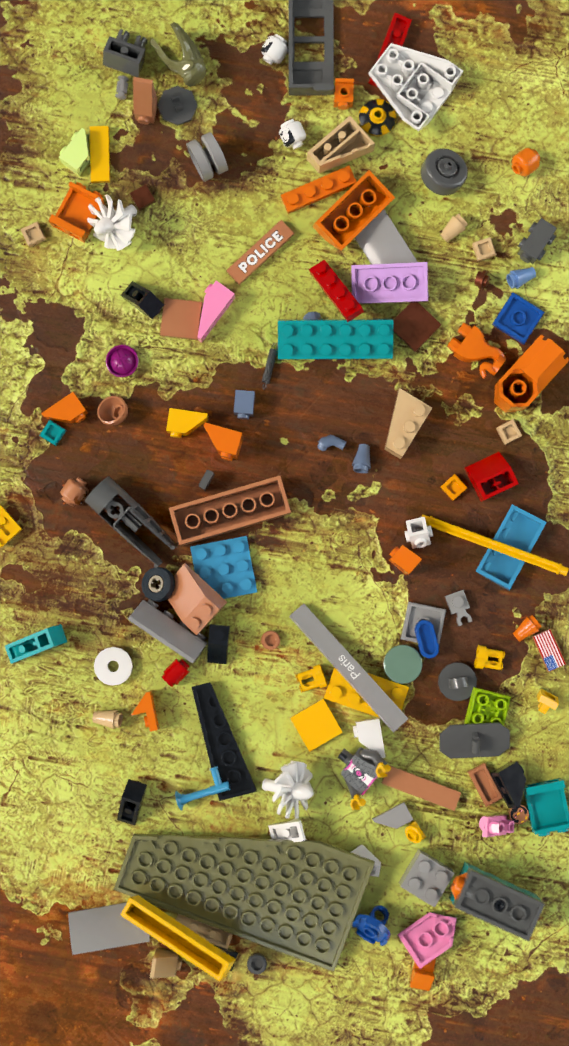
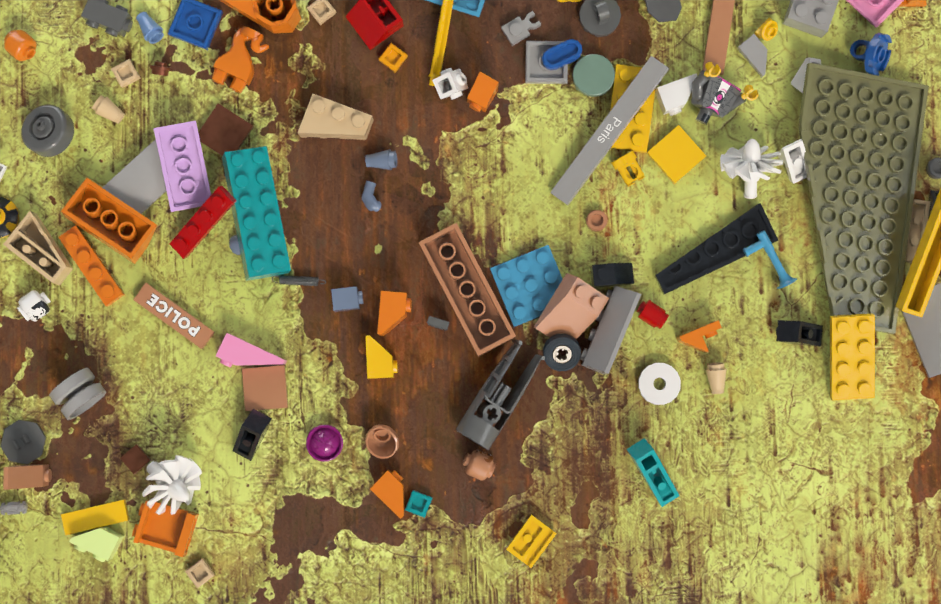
camera: 105 degrees left, 0 degrees up
(100, 845) = (852, 357): none -> yellow plate

